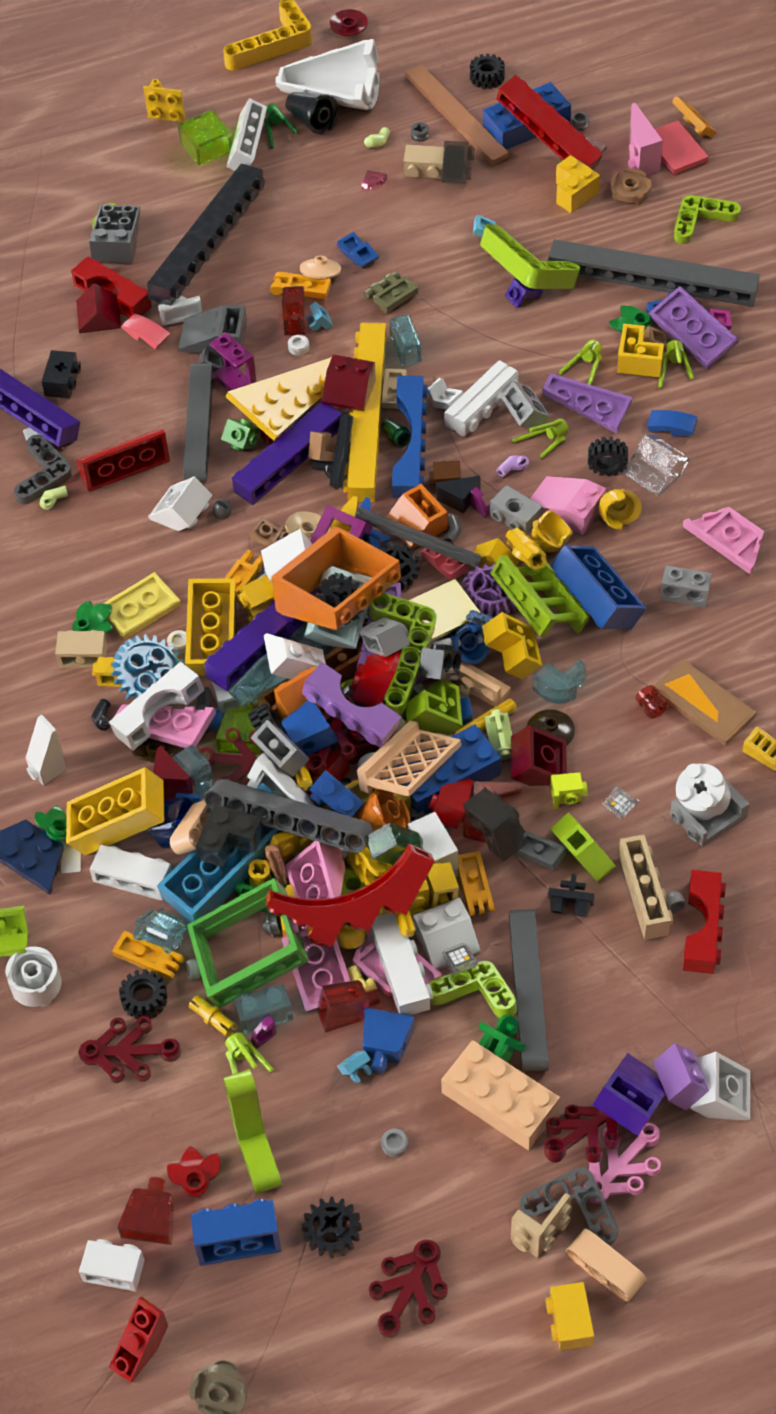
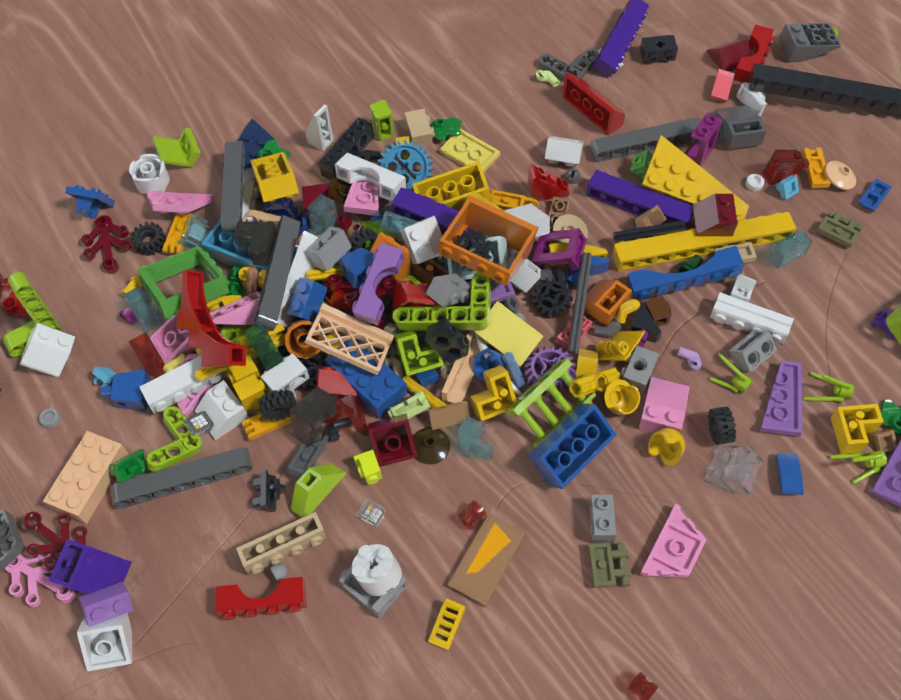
camera: 75 degrees right, 5 degrees up
(55, 1057) = (89, 200): none -> blue plate
(57, 681) = (382, 120): none -> lime brick
(85, 734) = (351, 142): none -> black brick
(94, 952) = (177, 202): none -> bright pink wing
(111, 862) = (232, 185): none -> dark grey beam
(232, 533) = (546, 184): none -> red slope
(240, 1049) = (113, 303): lime plant -> none
(297, 1124) = (47, 350): none -> white slope
(440, 494) = (626, 308): none -> yellow arm
(470, 856) = (276, 405): none -> black tyre
(483, 517) = (619, 346): none -> yellow hinge
(521, 698) = (448, 415): none -> medium nougat tile
(734, 600) = (602, 565): none -> olive plate

